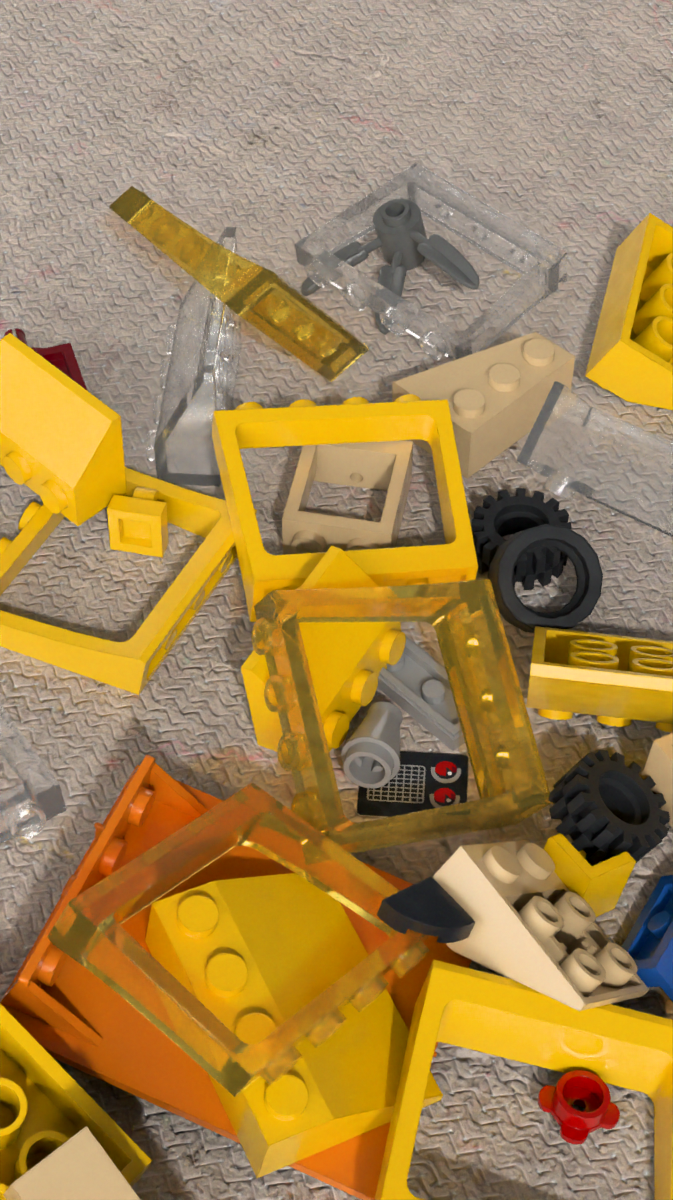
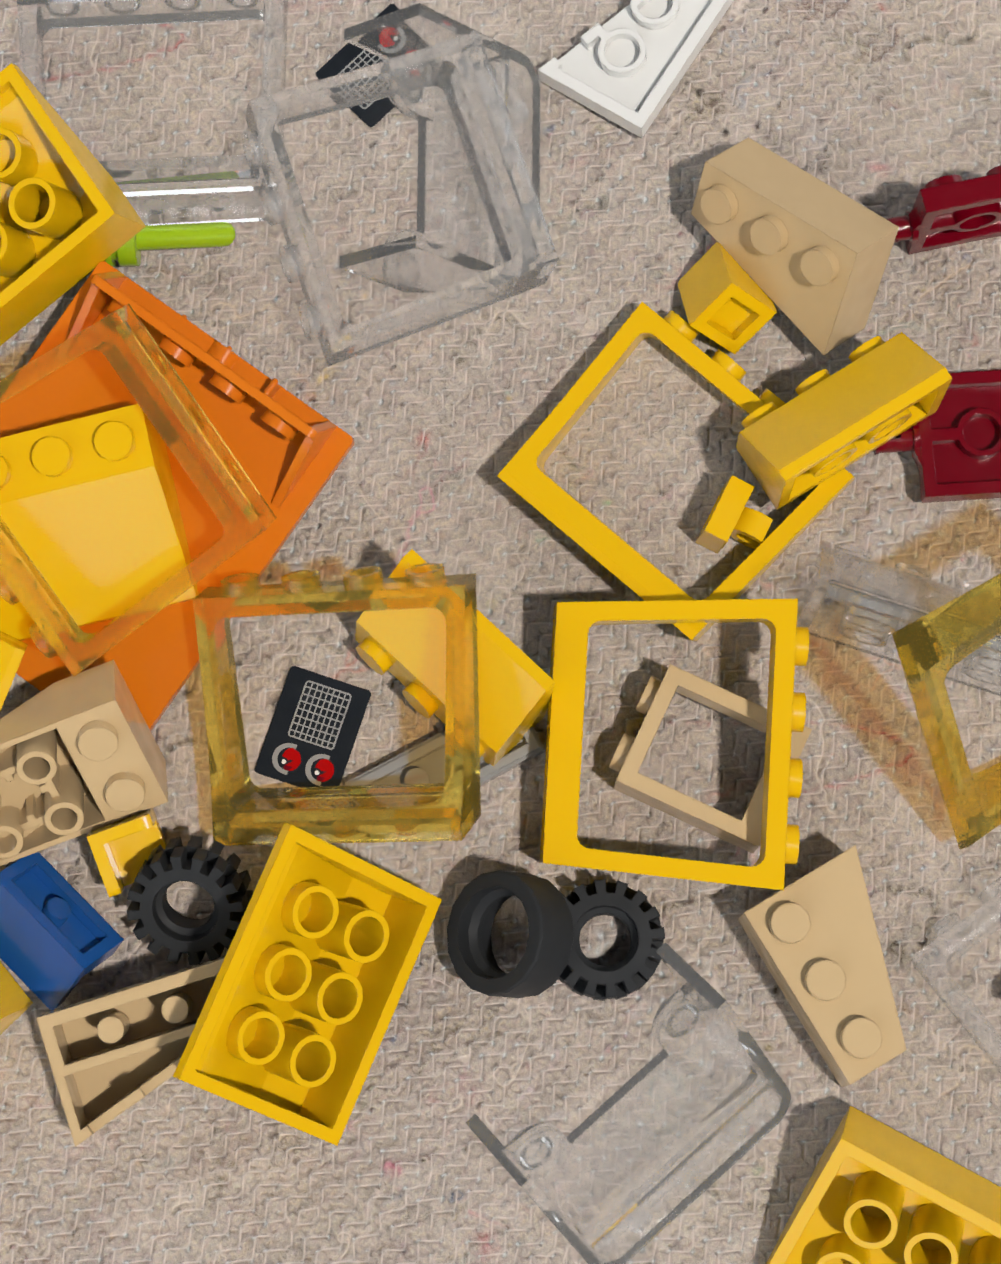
camera: 105 degrees right, 30 degrees up
(373, 750) = (352, 696): light grey cone -> none
(426, 910) = (71, 656): black tile -> none

